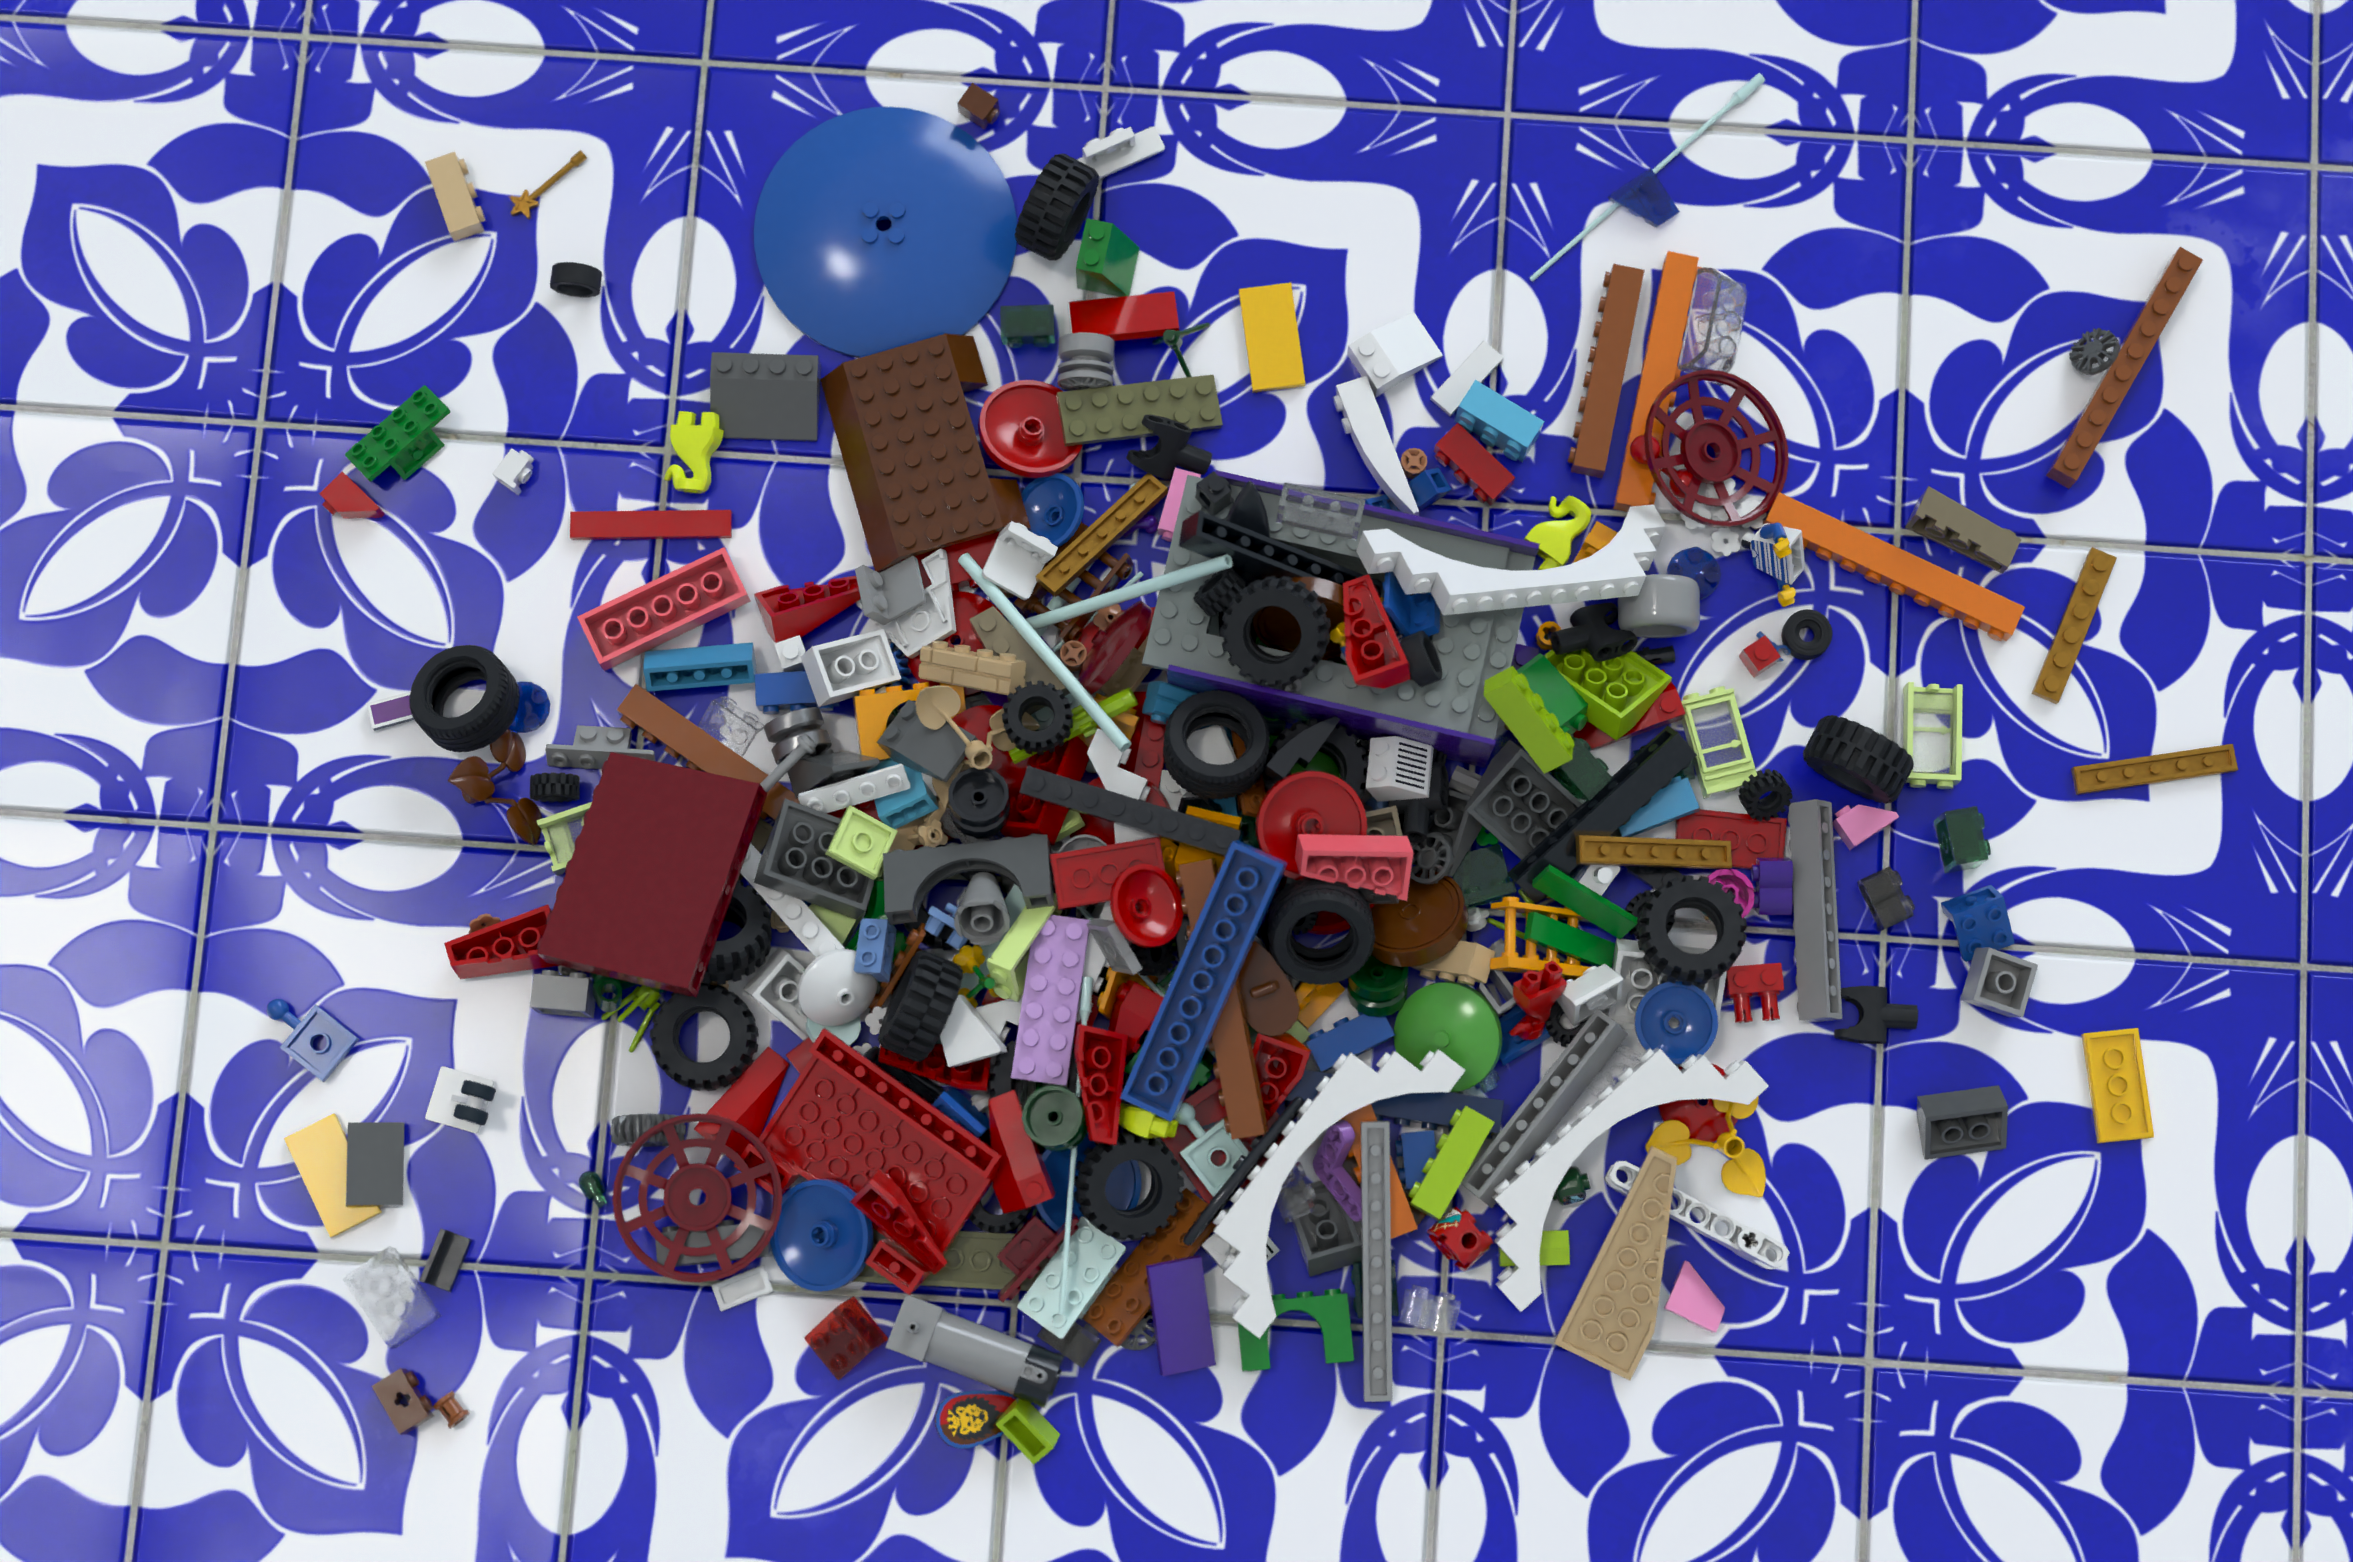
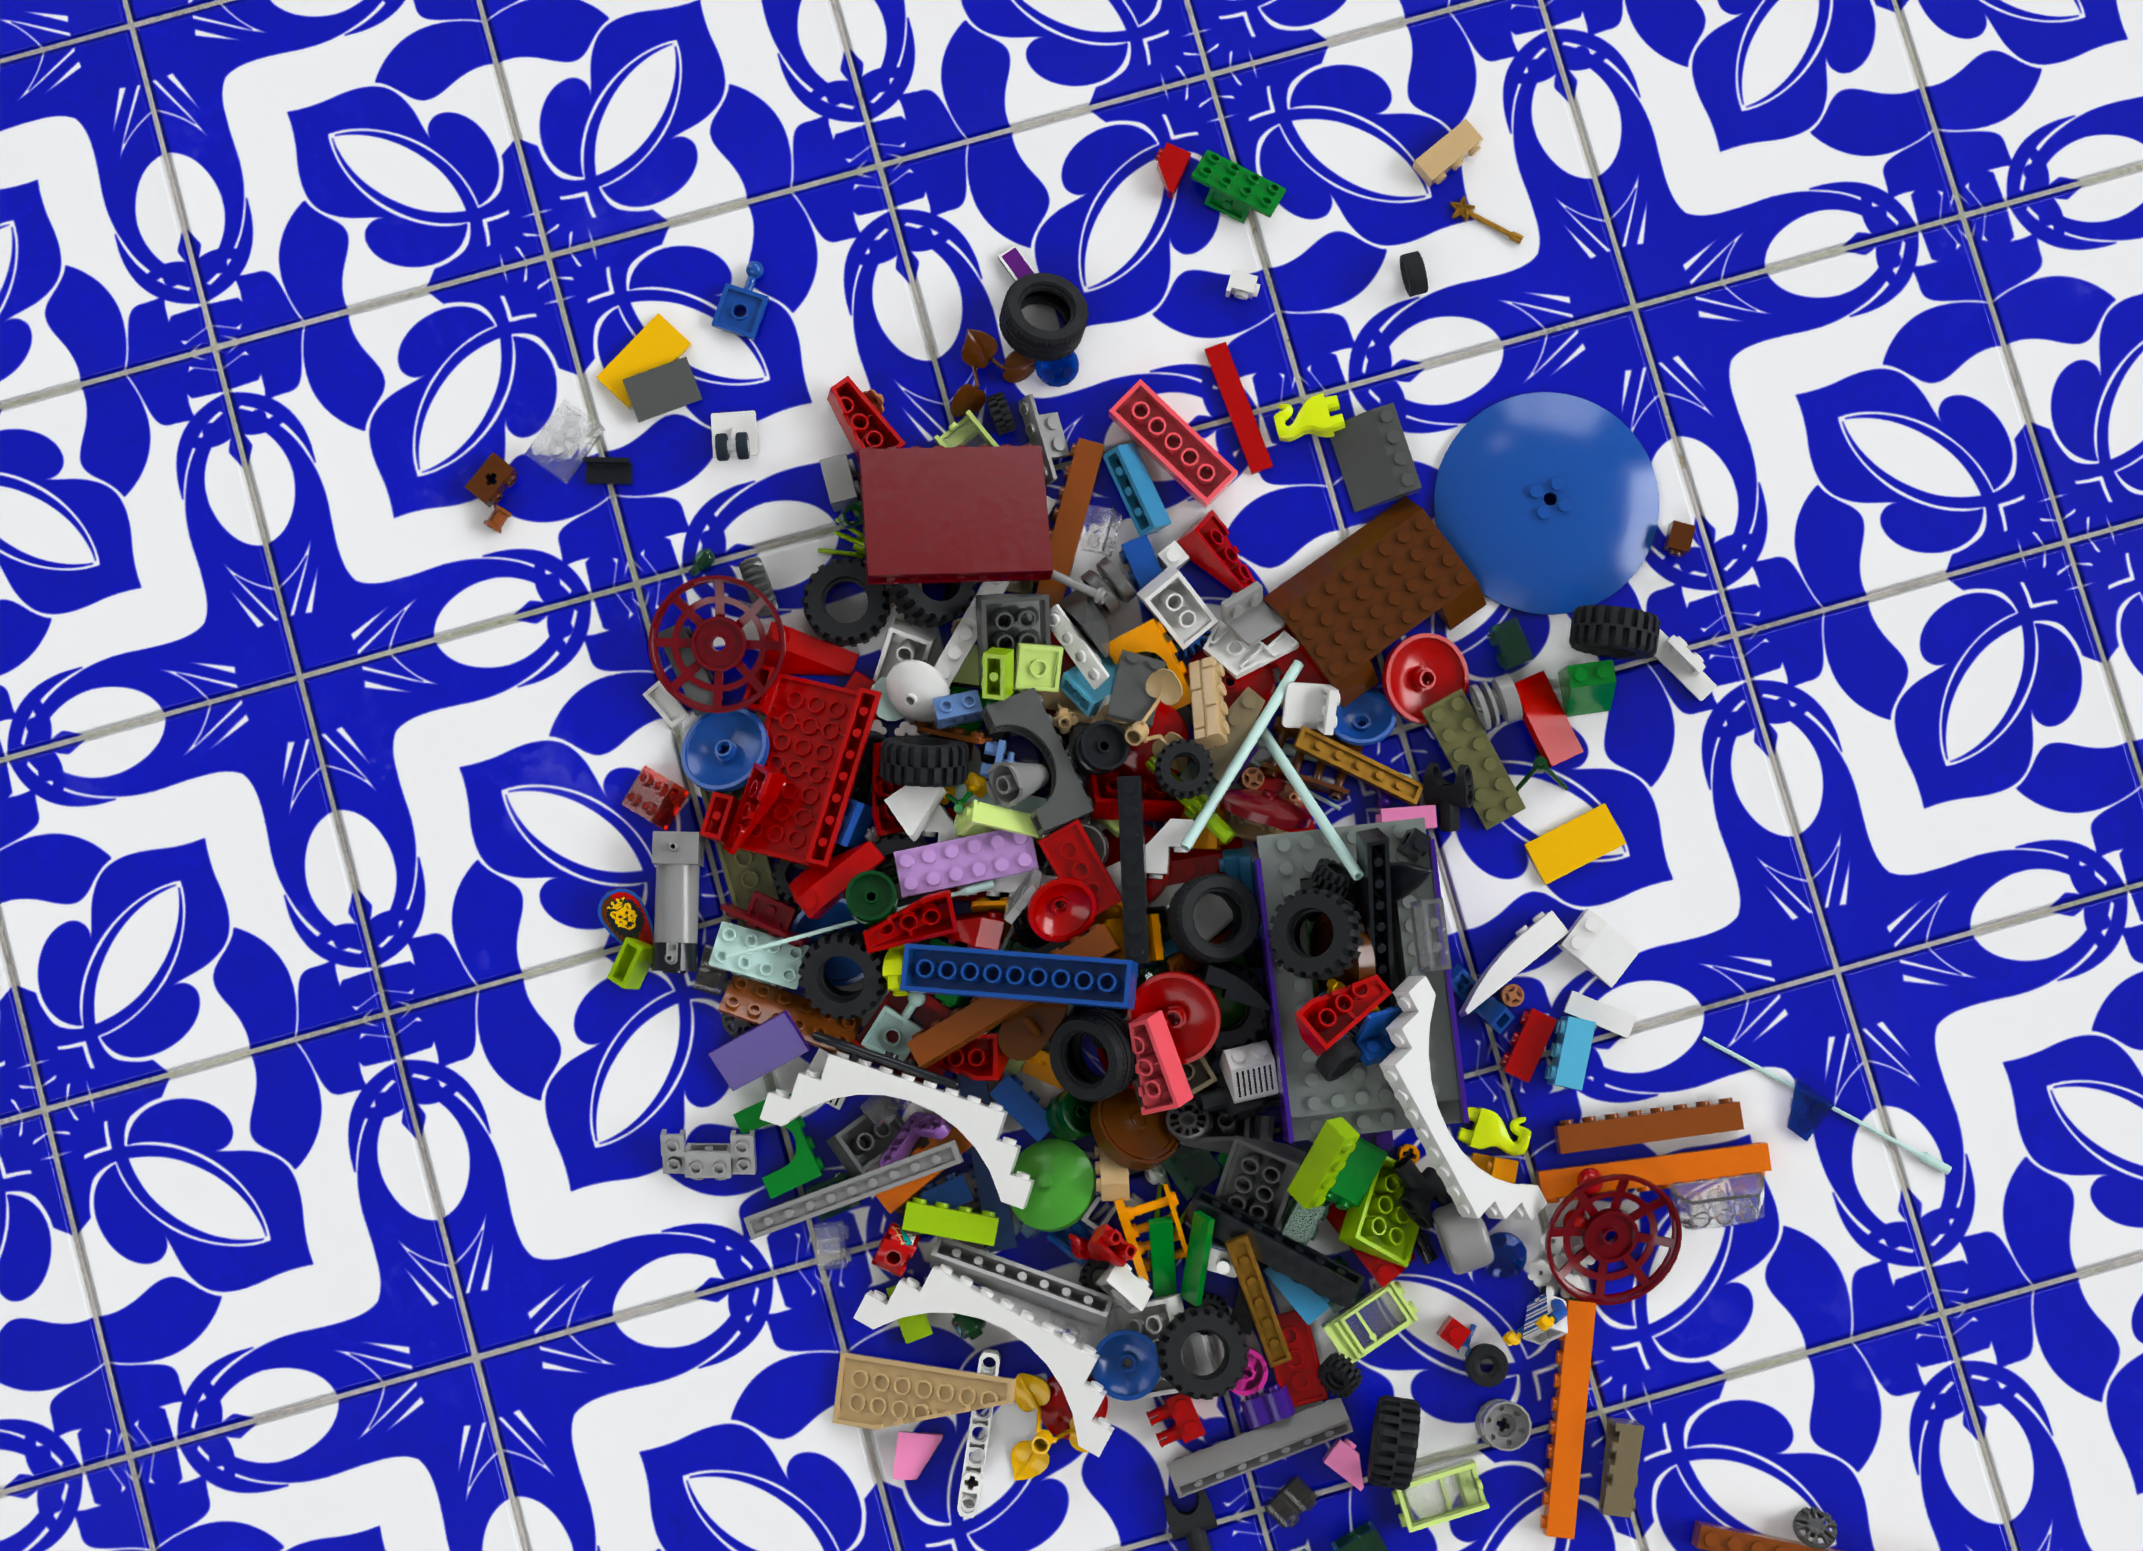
camera: 70 degrees right, 5 degrees up
(853, 886) = (997, 673): none -> lime brick
(1284, 1416) = (708, 1159): none -> light grey bracket
(1878, 623) = (1516, 1428): none -> light grey wheel

